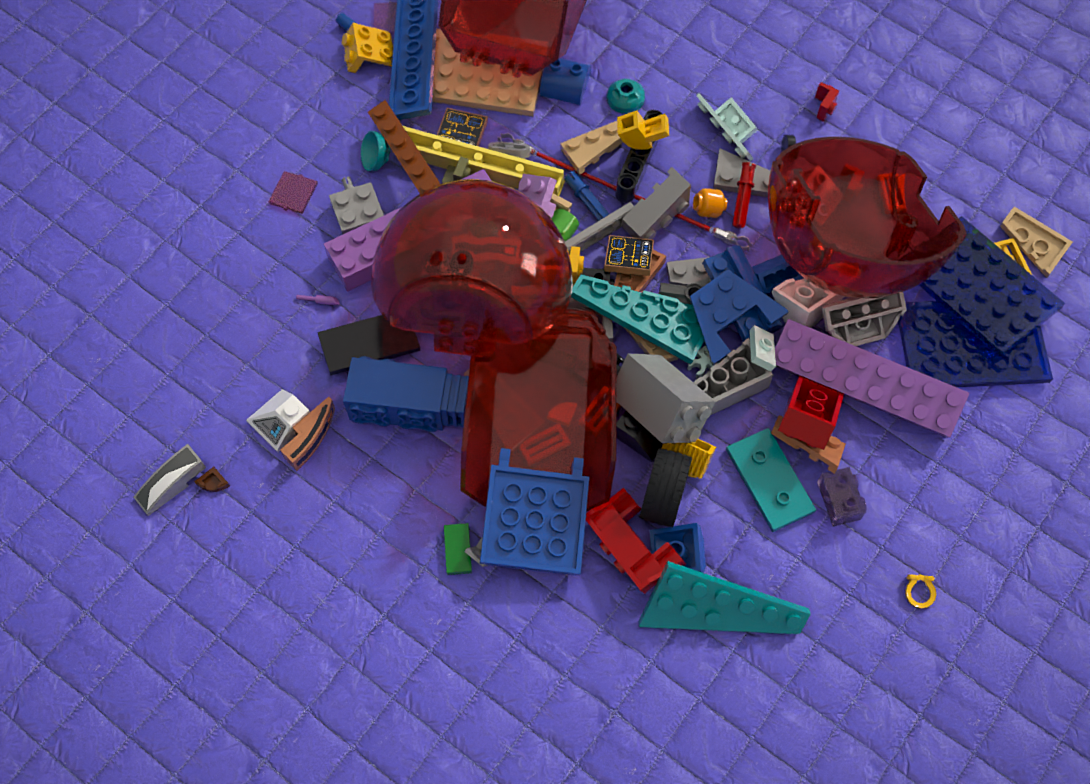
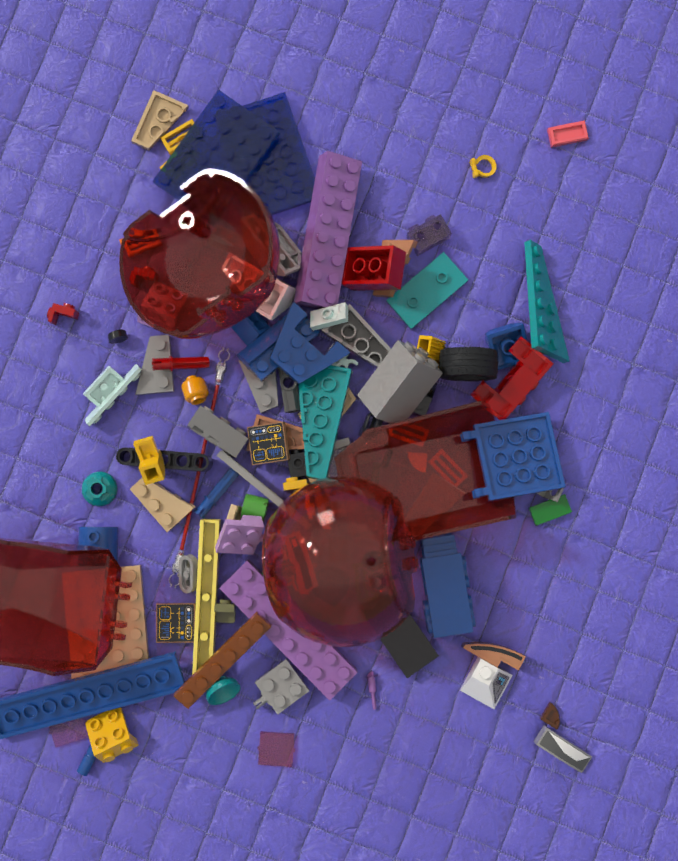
camera: 105 degrees left, 20 degrees up
(948, 714) = (567, 134): none -> coral tile

